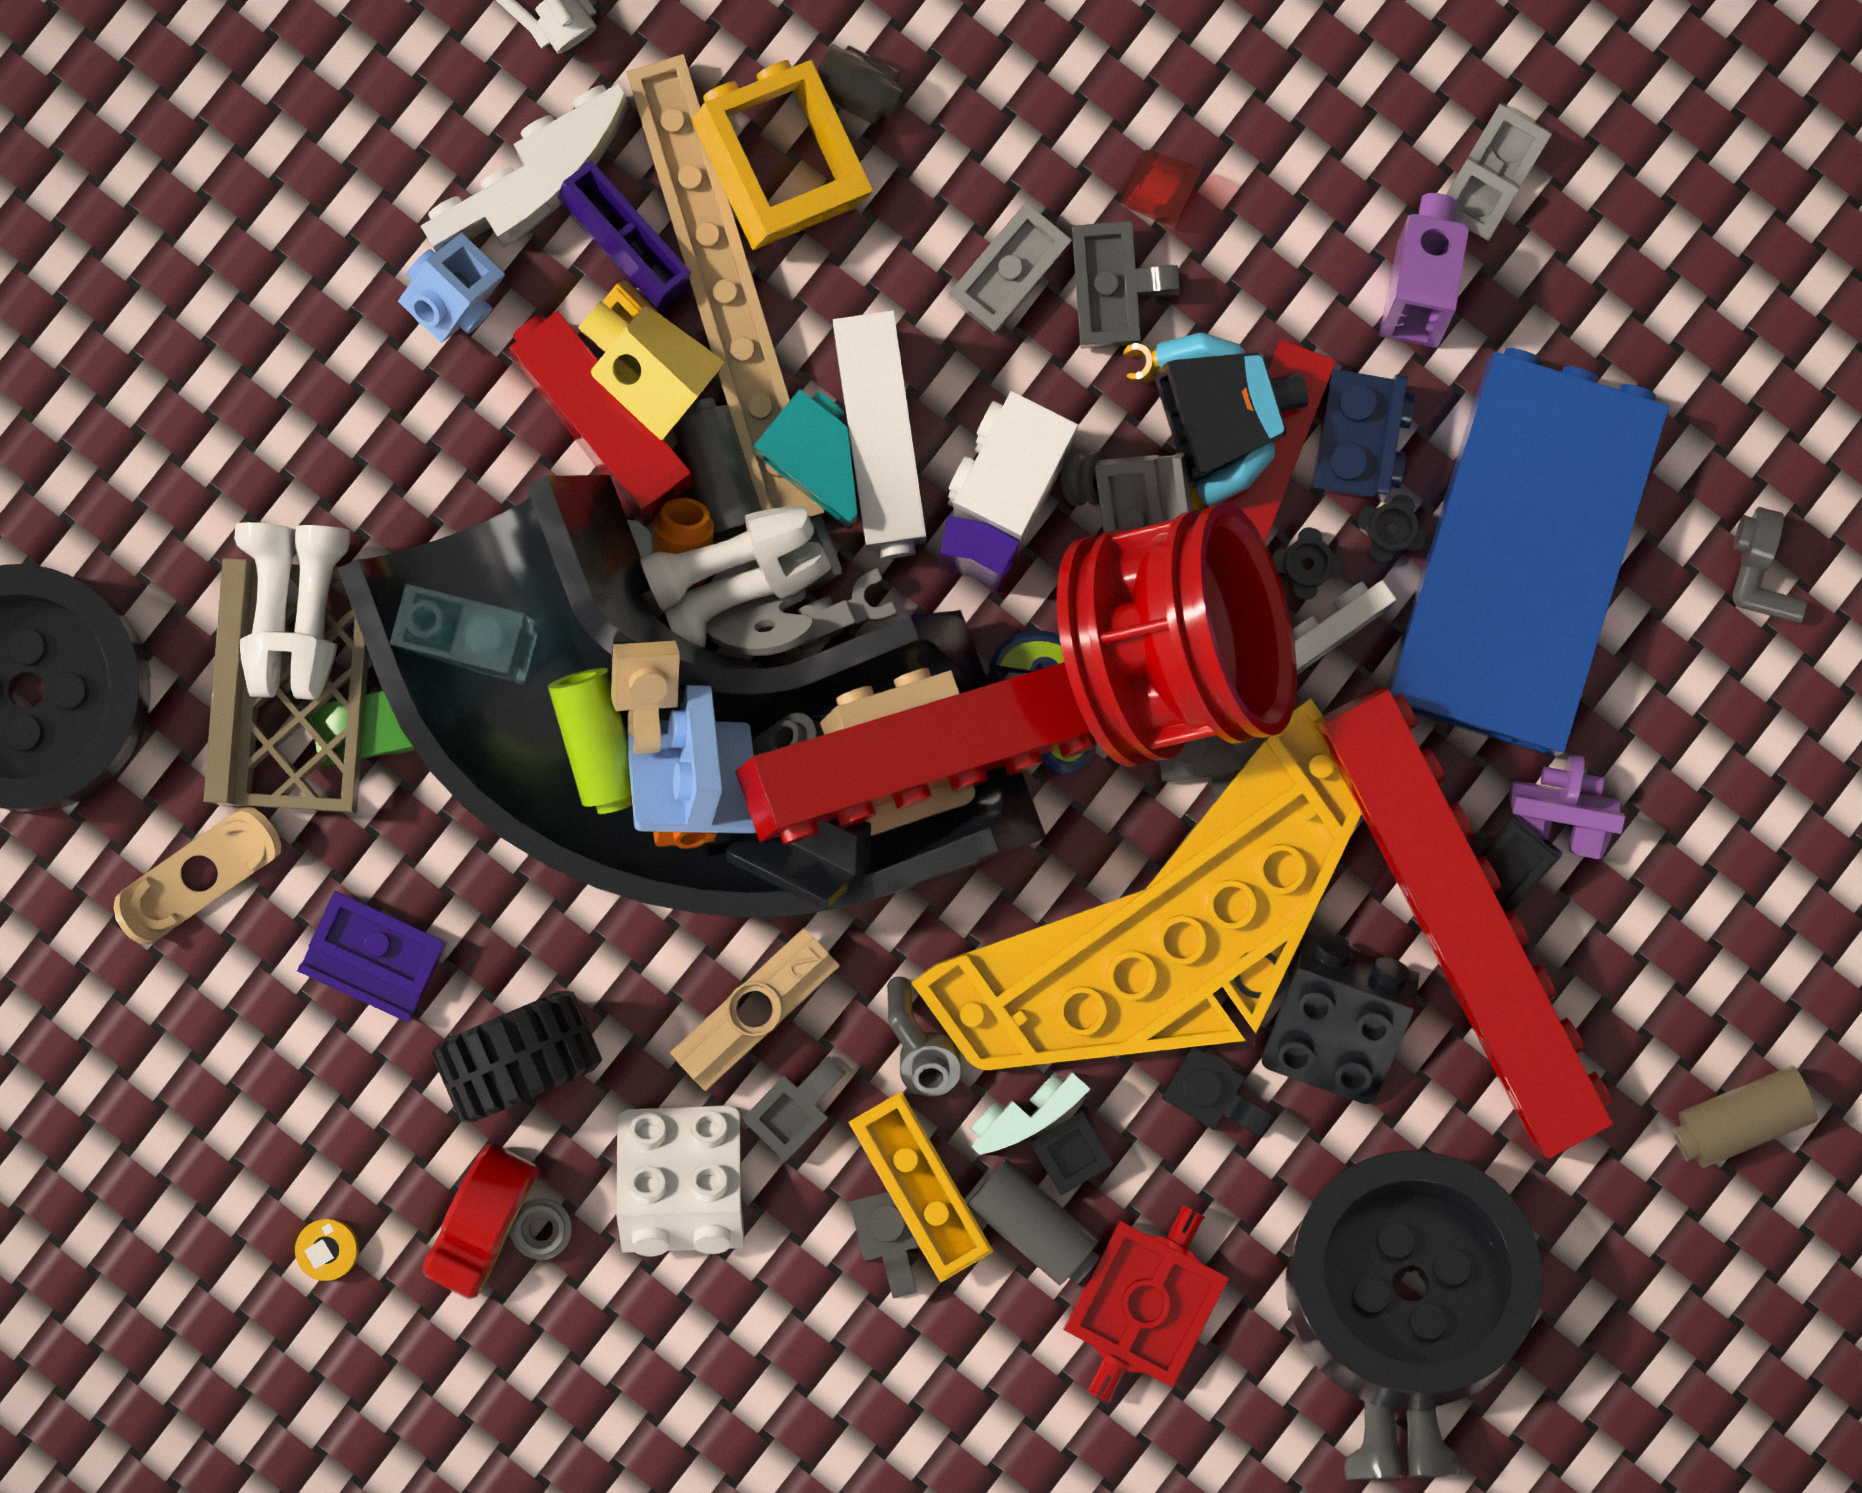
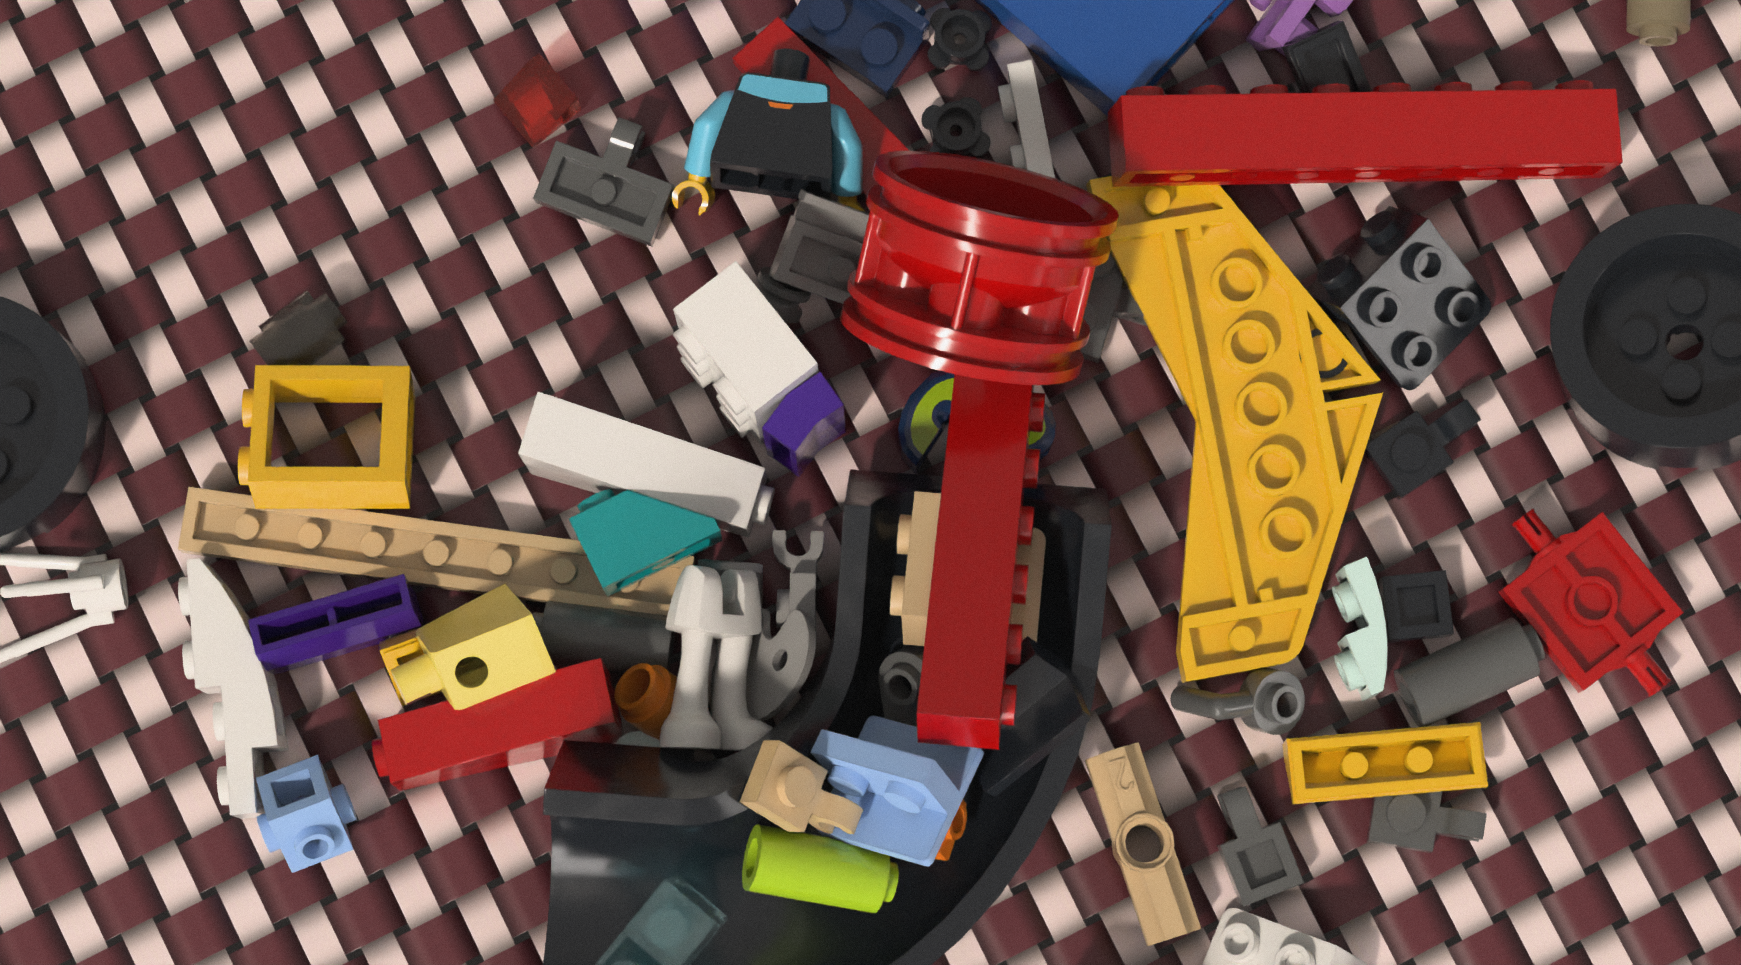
camera: 60 degrees left, 5 degrees down
(1010, 268) = (545, 276): light grey plate -> none

